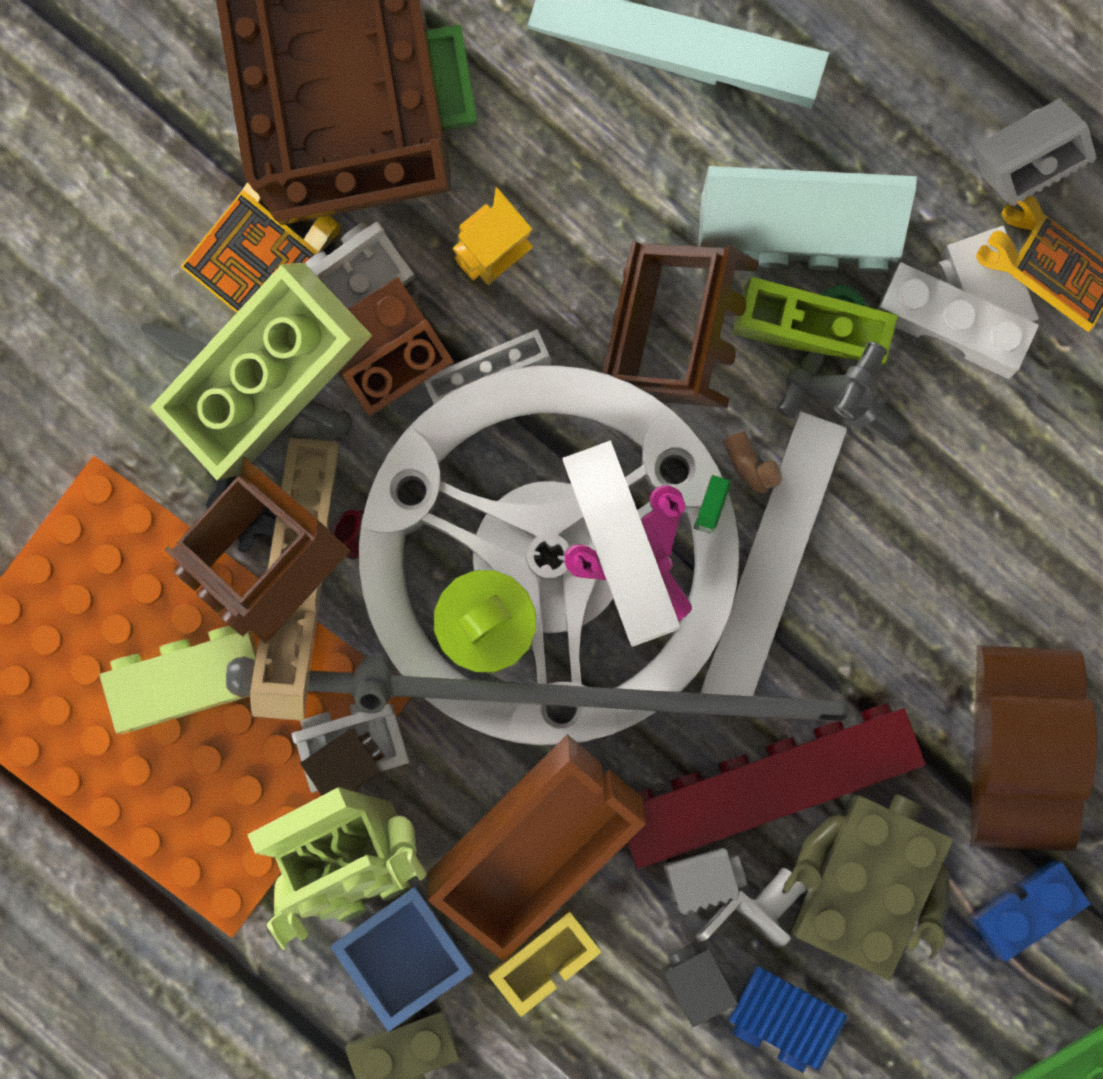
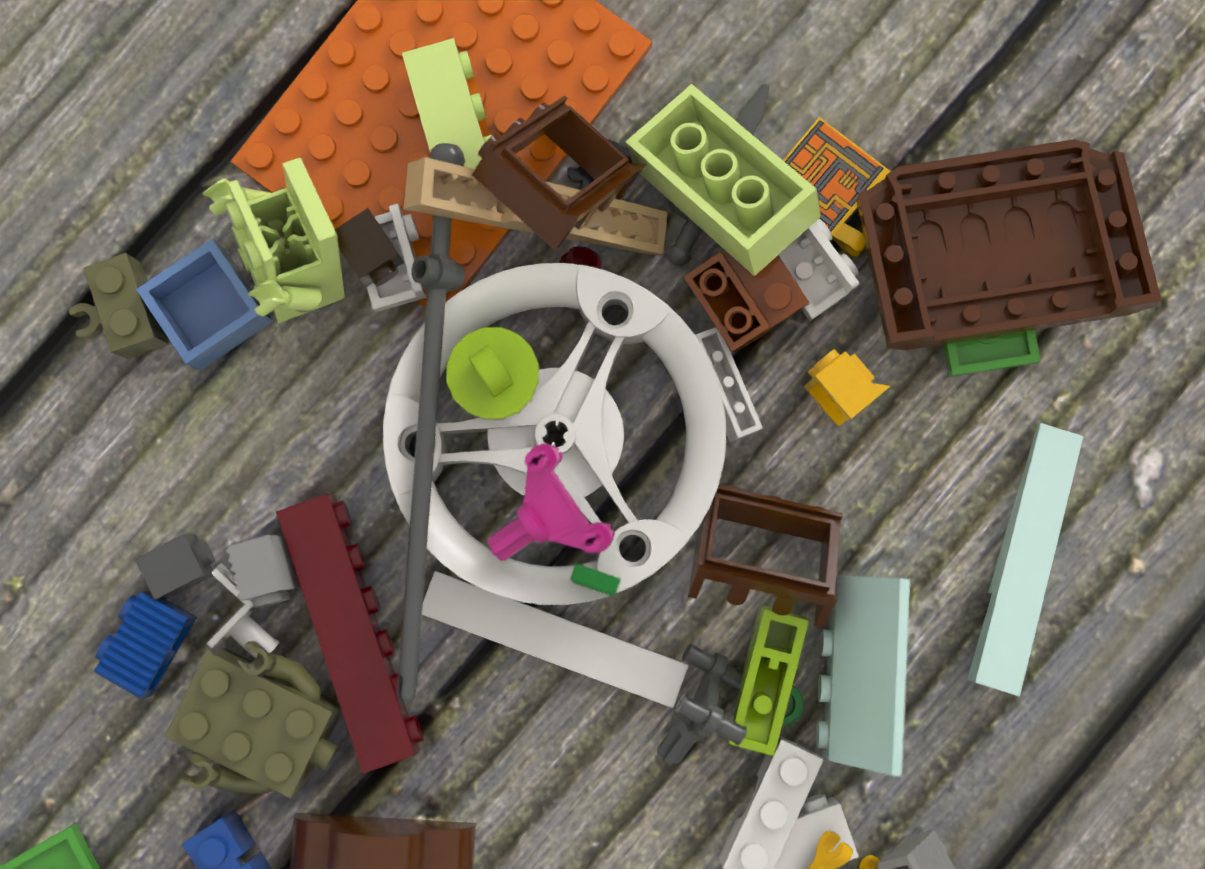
camera: 90 degrees right, 0 degrees up
(535, 848) = (293, 420): dark orange piece -> none
(556, 945) = (188, 411): light yellow piece -> none
(621, 543) = (558, 494): white slope -> none
(747, 466) = (641, 615): medium nougat arm -> none

